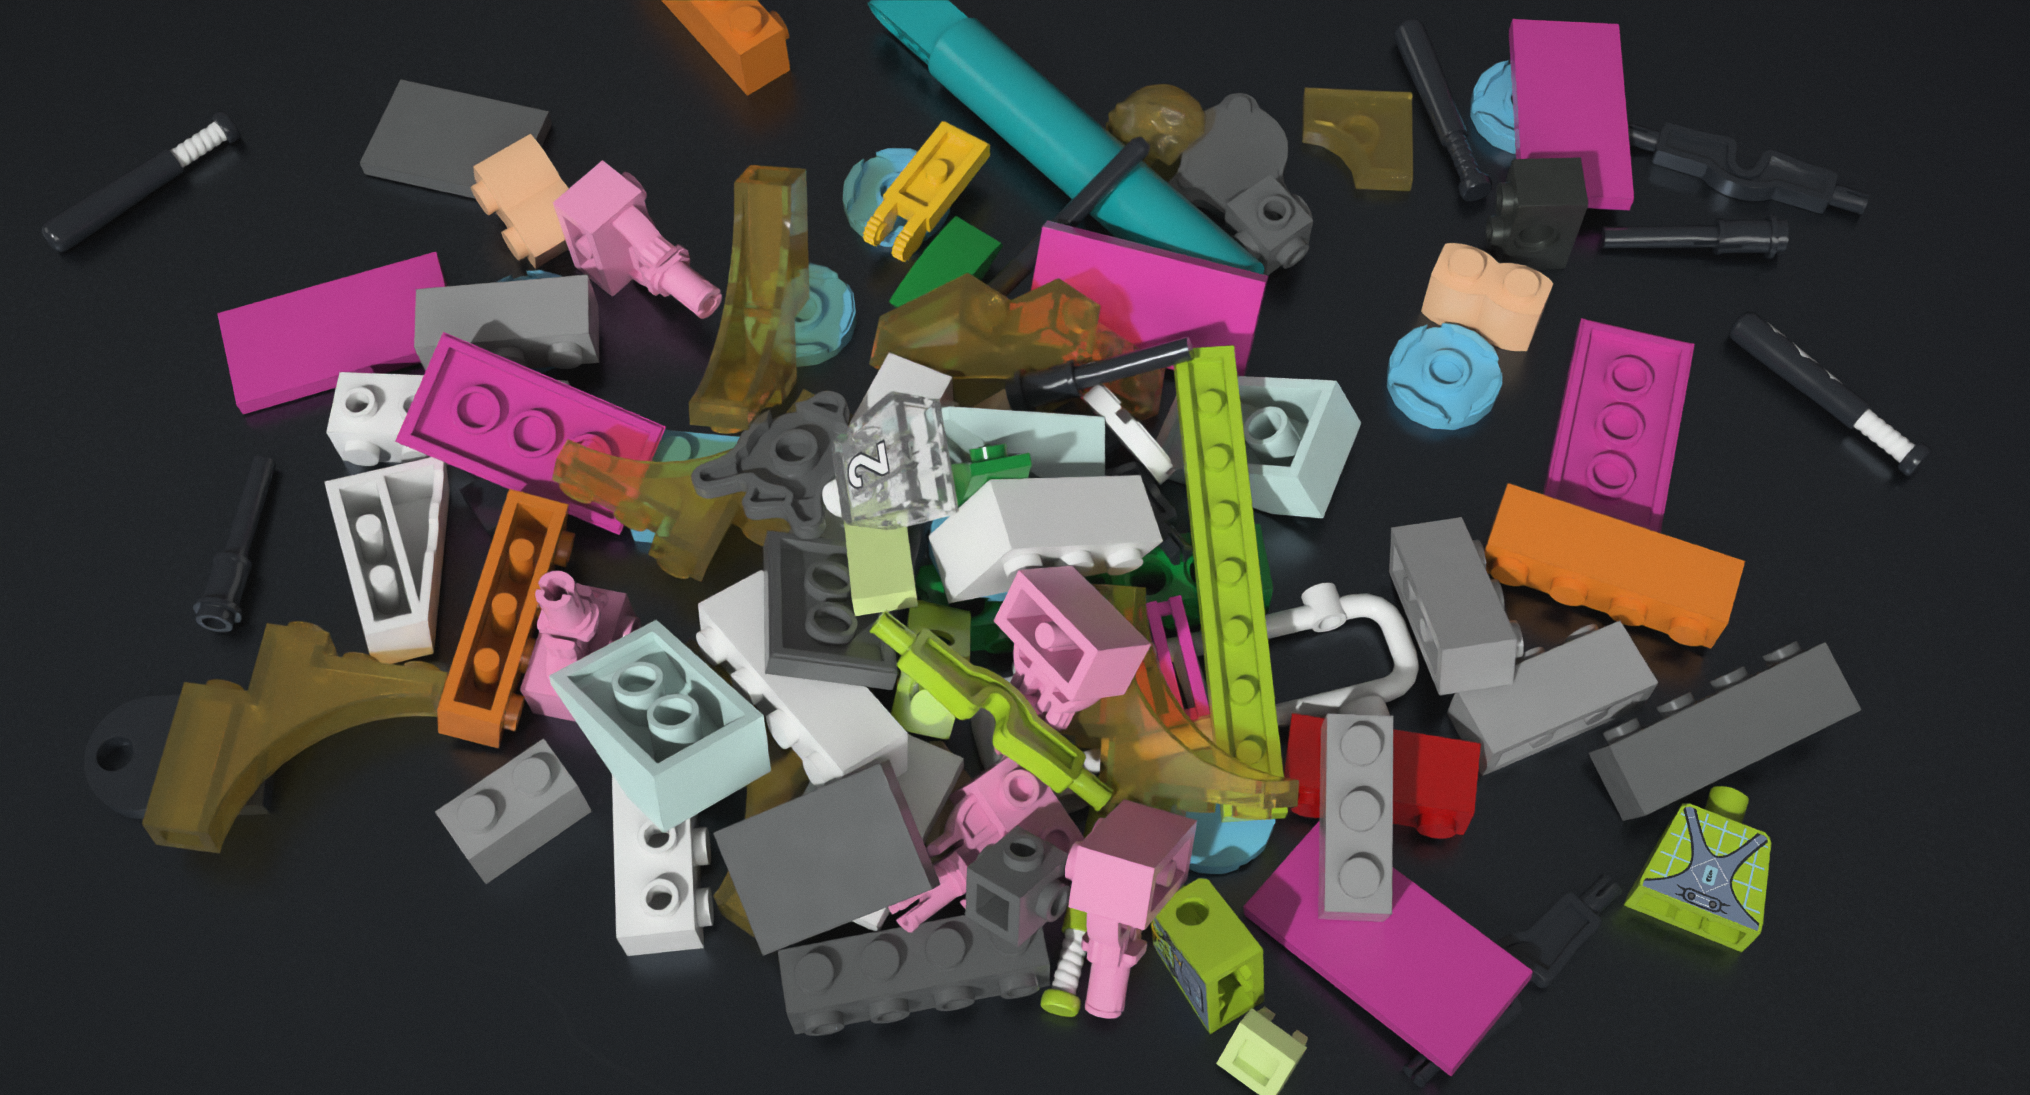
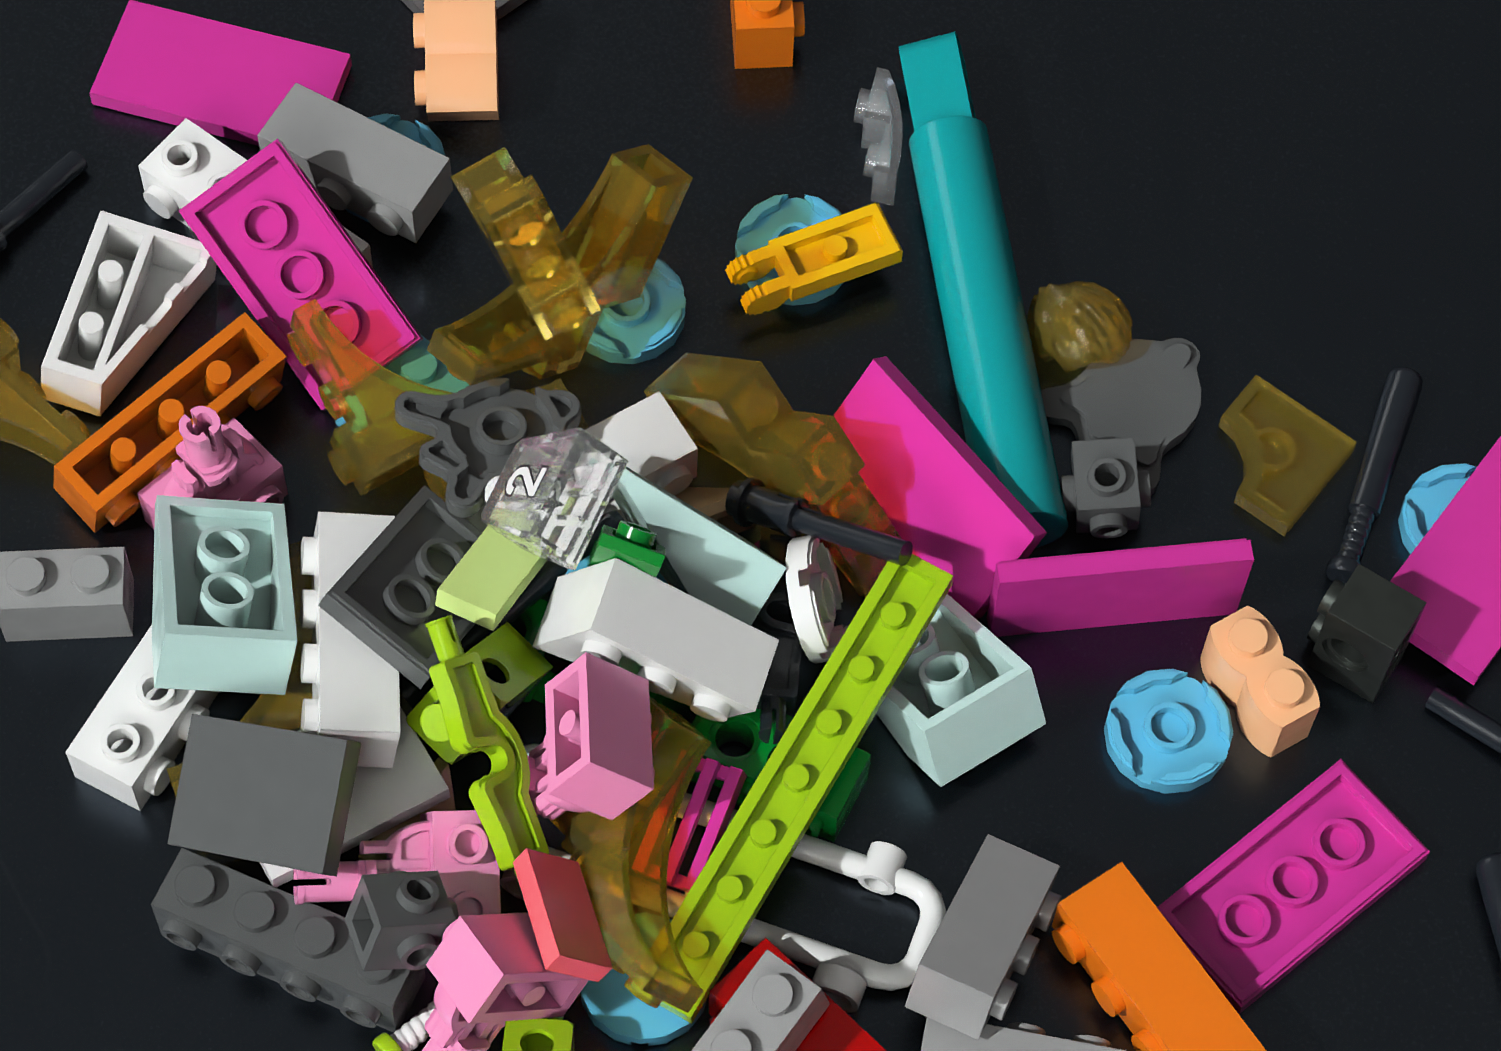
camera: 30 degrees right, 0 degrees up
(618, 241) = (511, 112): bright pink brick -> none
(723, 284) = (526, 243): none -> clear yellow arch
(903, 73) = (881, 135): none -> clear slope
(951, 254) = (788, 342): green slope -> none
(1074, 212) = (913, 366): black bar -> none
(1143, 795) = (562, 915): none -> coral tile
(1341, 287) = (1118, 587): none -> dark pink tile

